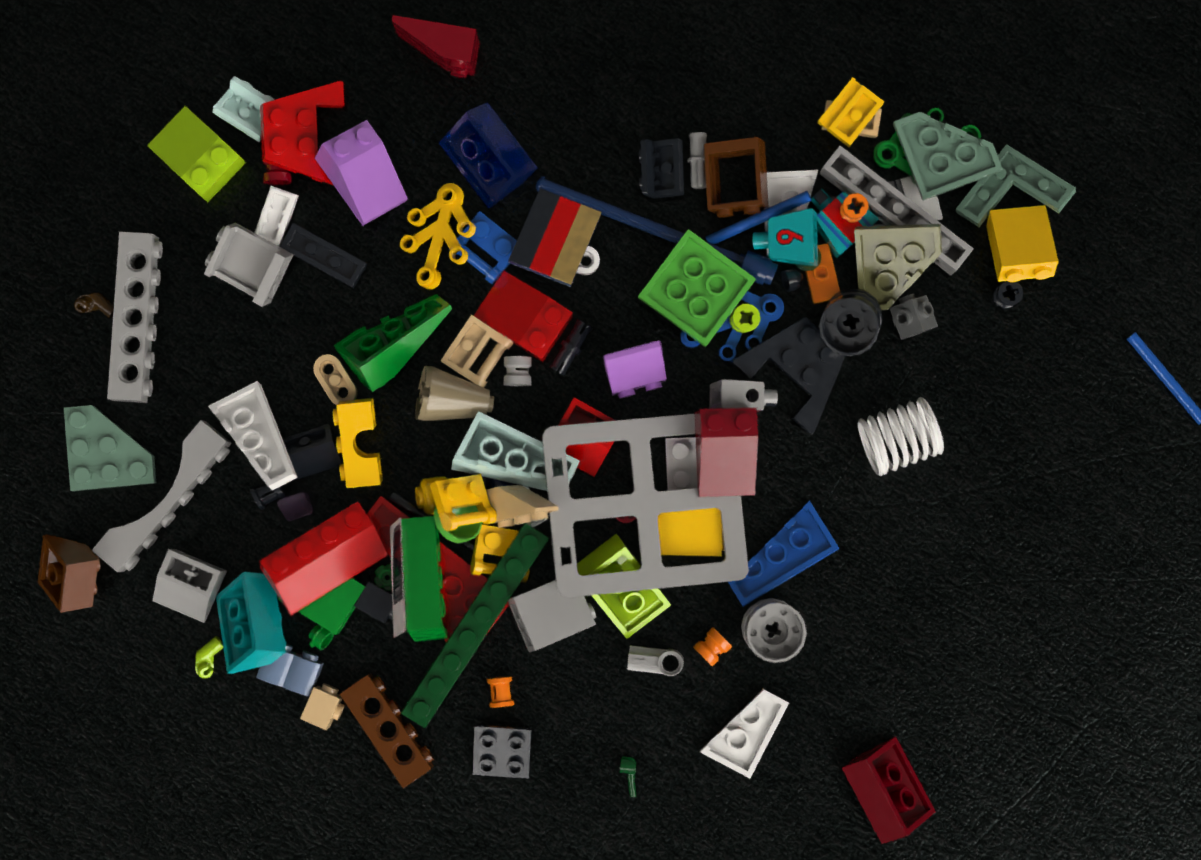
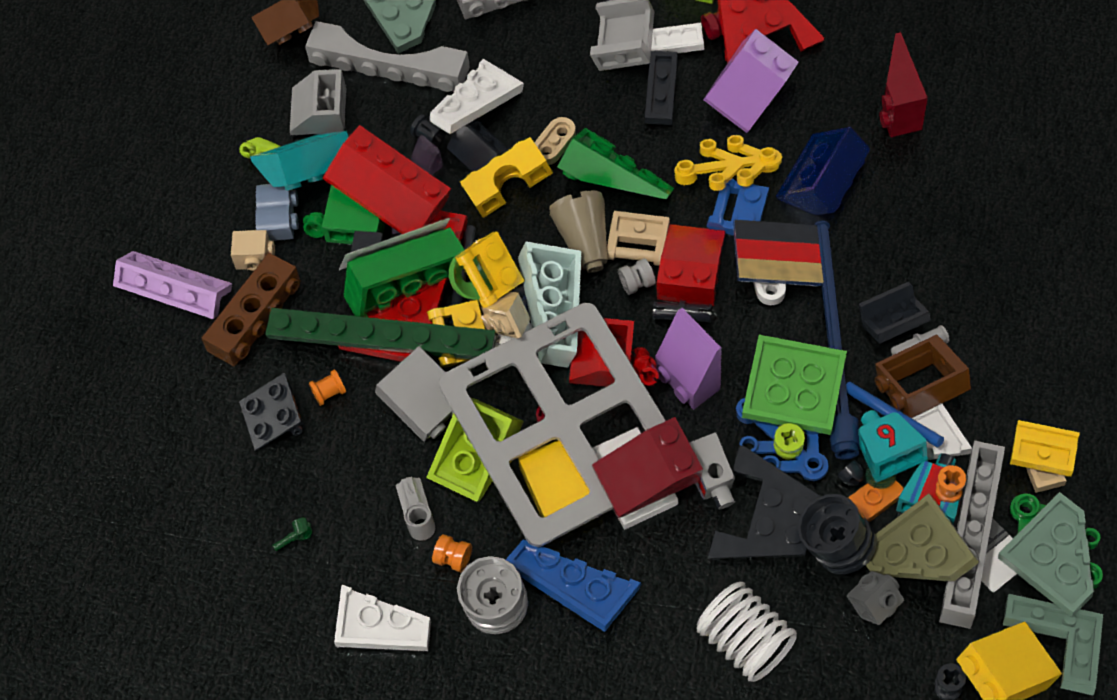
camera: 70 degrees right, 25 degrees down
(323, 797) = (170, 284): none -> lavender fence
(617, 406) = (644, 366): none -> red pin

